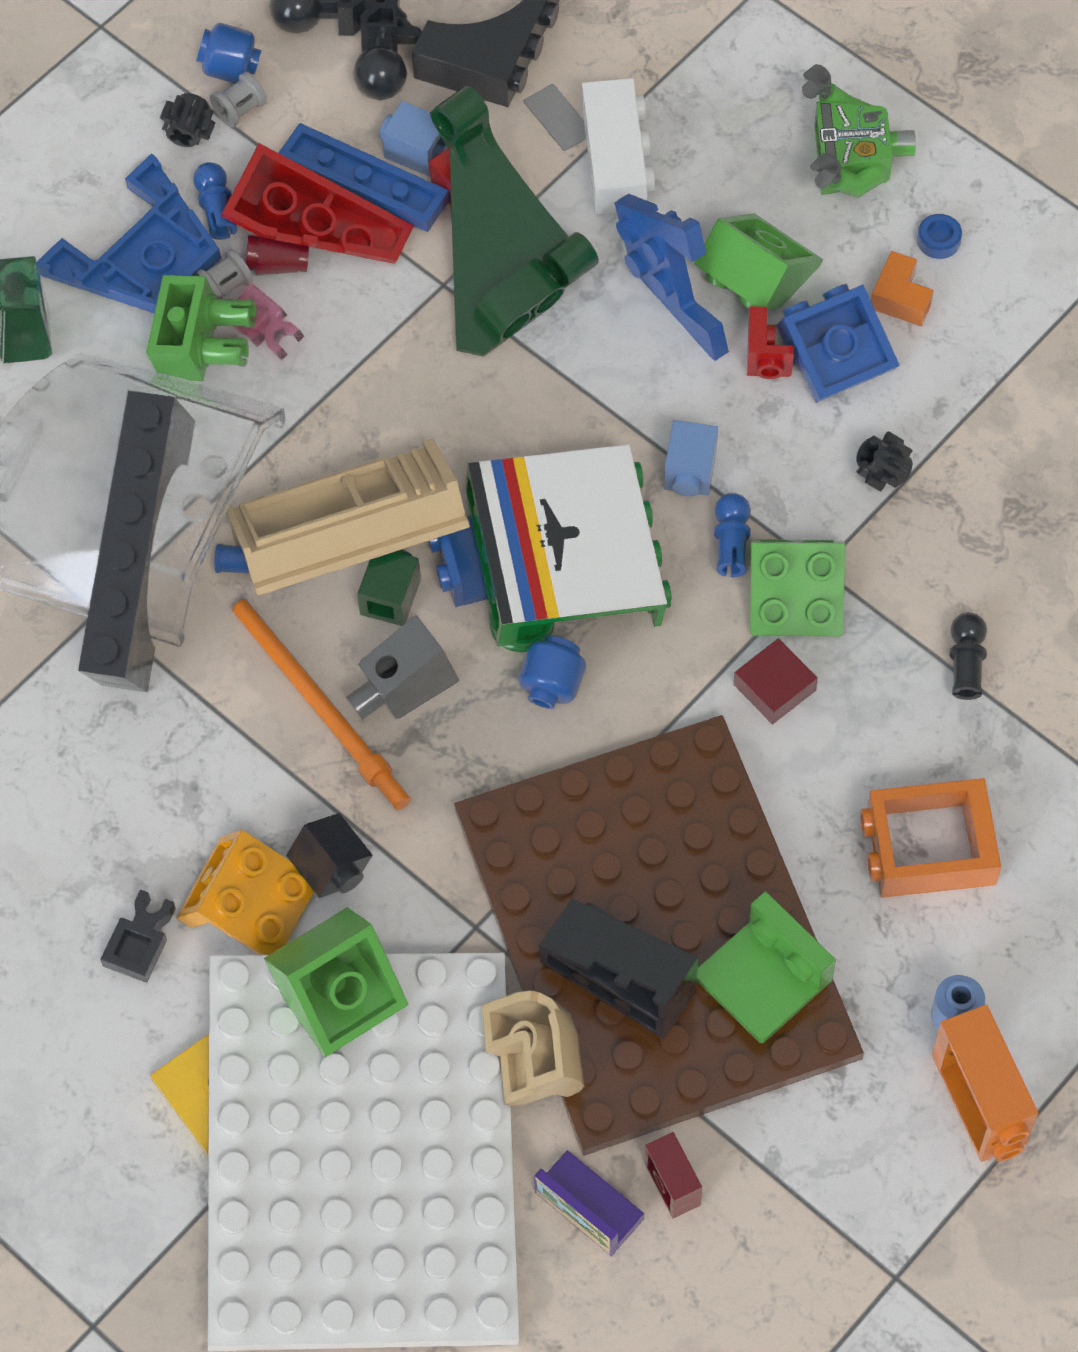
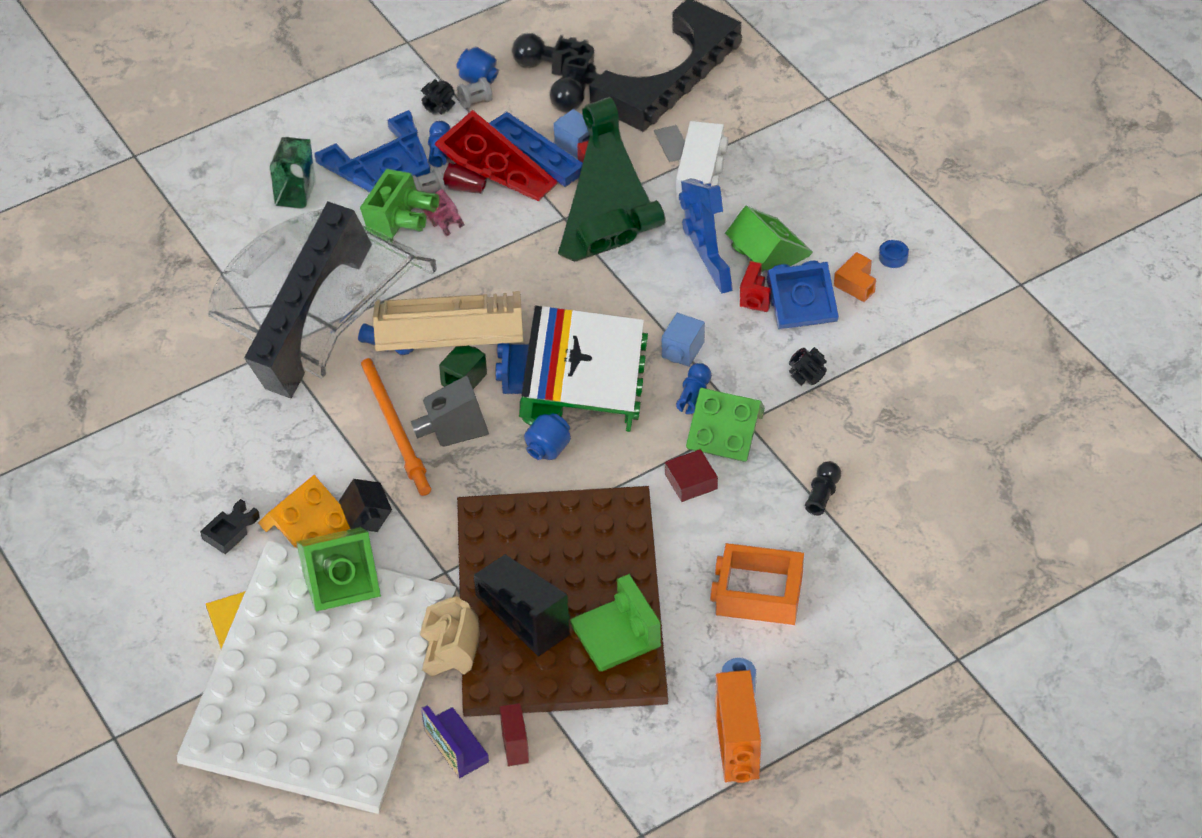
camera: 15 degrees right, 15 degrees down
(851, 138) = (853, 186): torso -> none

